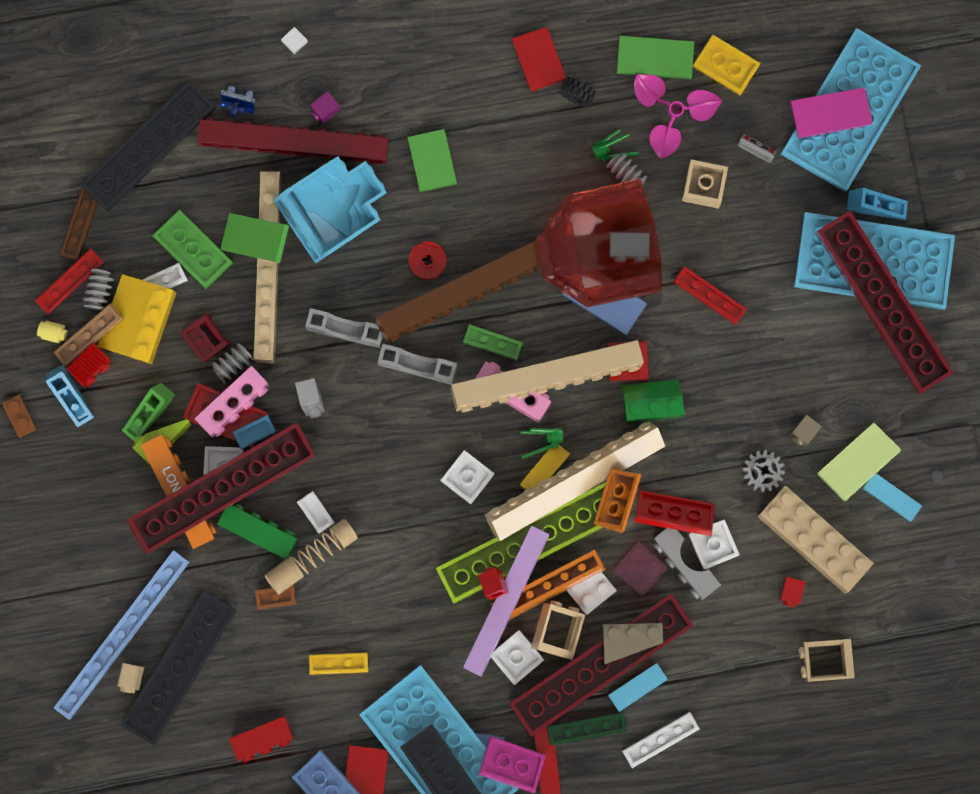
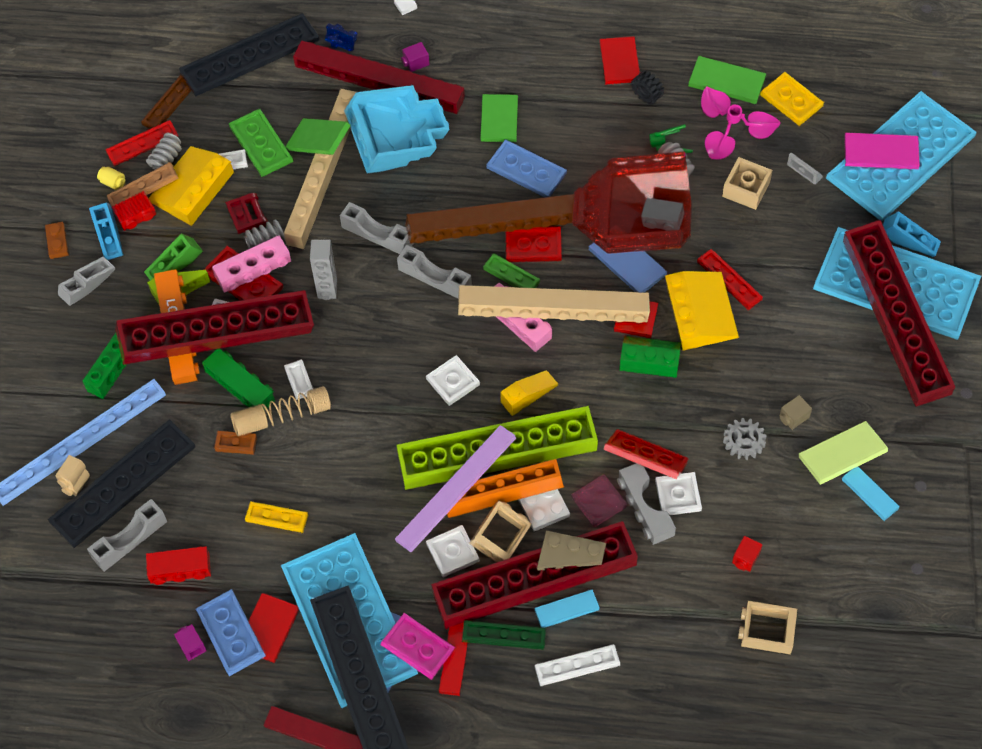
camera: 20 degrees right, 20 degrees down
(66, 456) = (85, 280): none -> light grey slope
(124, 543) = (105, 370): none -> green brick
(204, 723) = (144, 523): none -> light grey arch
(254, 432) = (263, 291): dark azure tile -> none
(418, 266) = (470, 185): red plate -> none
(476, 215) = (526, 169): none -> medium blue tile
(493, 583) = (447, 466): red brick -> none
(507, 304) = (534, 245): none -> red tile
(553, 436) = (546, 361): green plant -> none
(574, 480) = (554, 399): tan brick -> none
(617, 500) = (592, 422): orange slope -> none
(691, 338) = (701, 308): none -> yellow slope
(815, 540) = (782, 511): tan brick -> none

